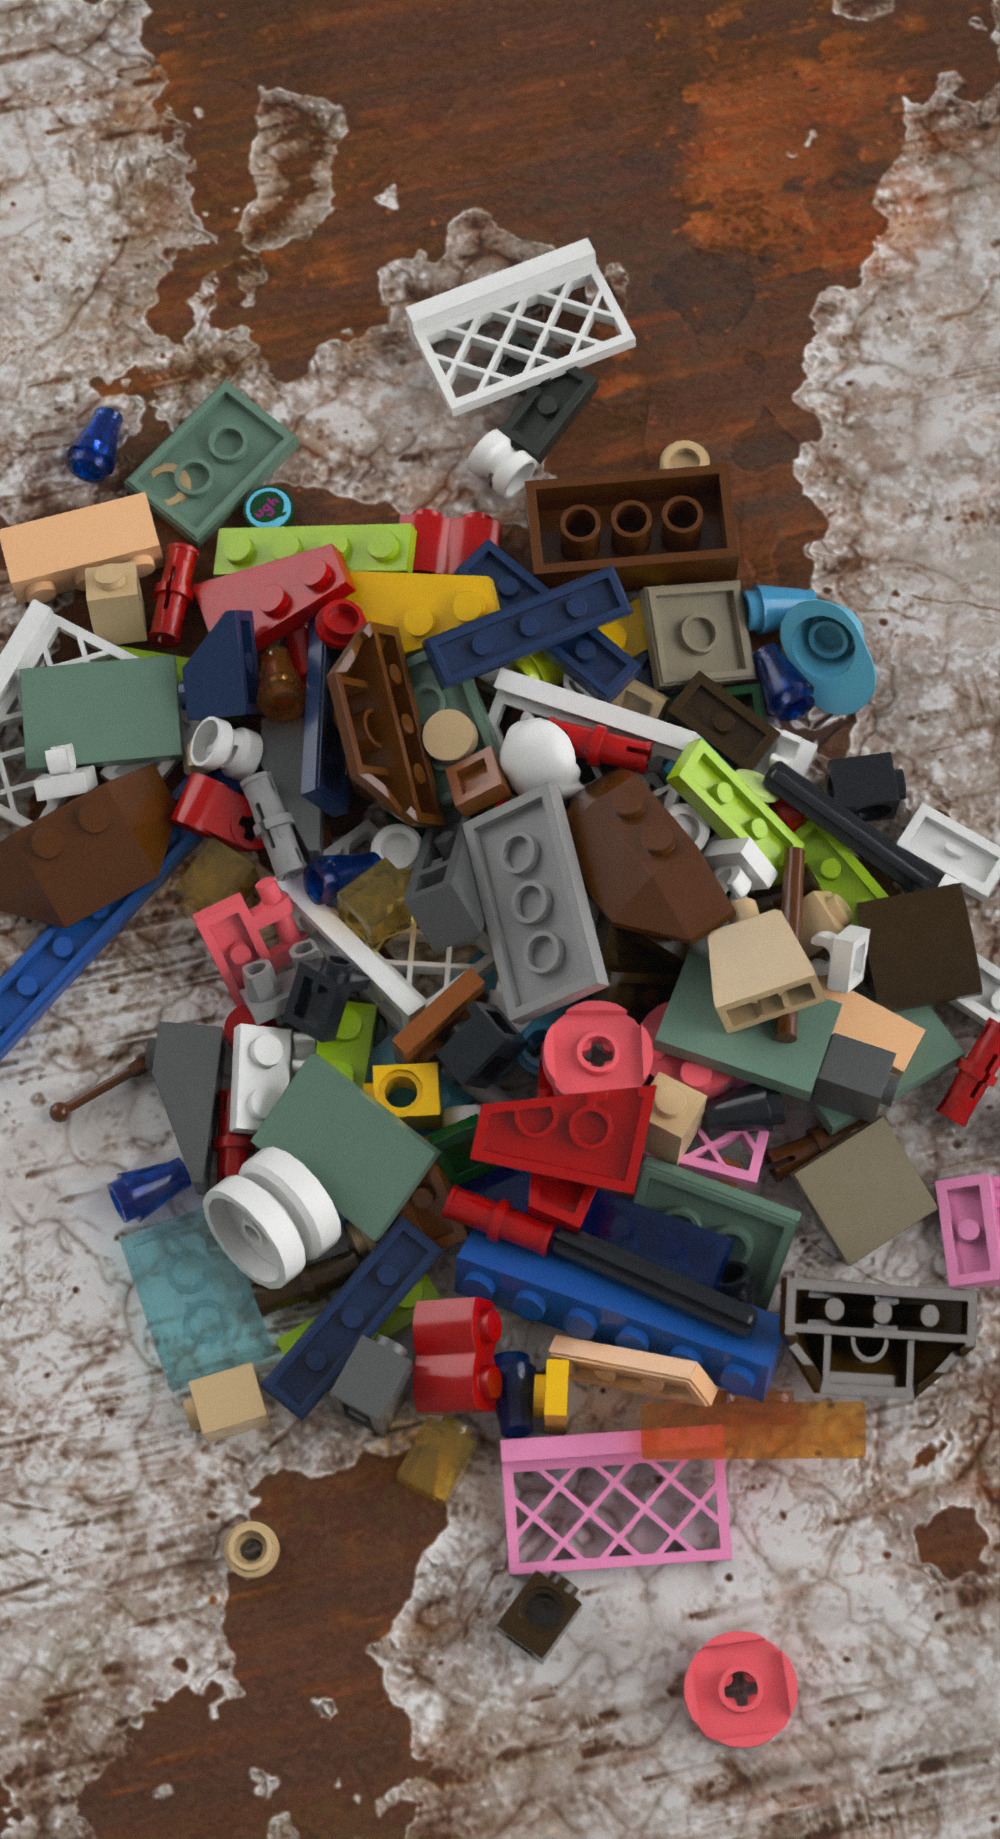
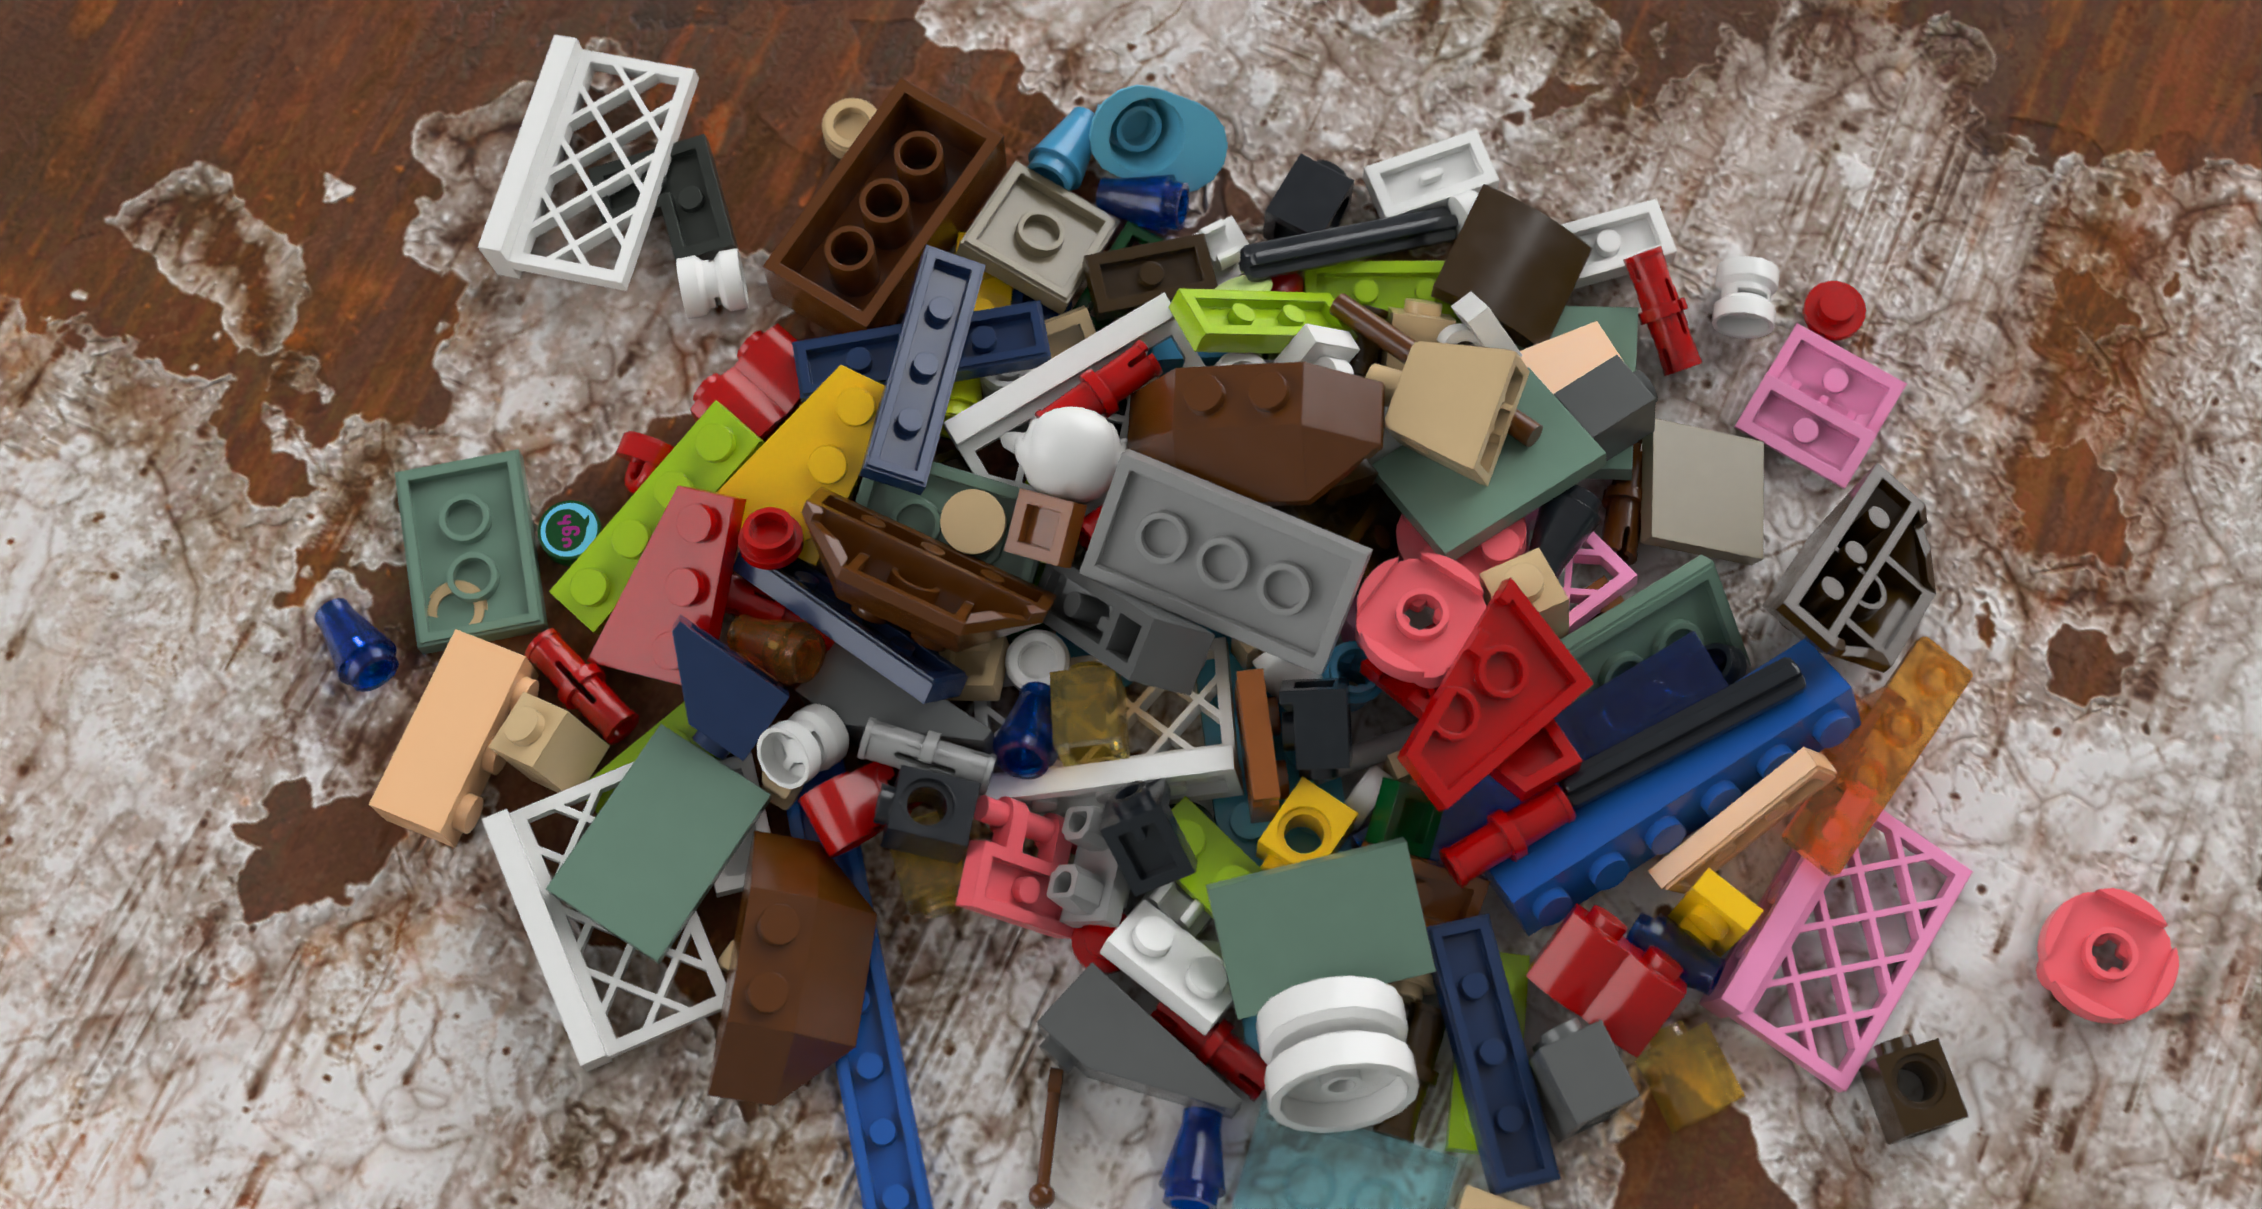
camera: 55 degrees left, 0 degrees up
(63, 775) = (703, 928): white tile -> none
(234, 875) = (950, 796): none -> black brick
(353, 511) = (644, 457): none -> red tile
(363, 819) = (984, 669): none -> tan plate

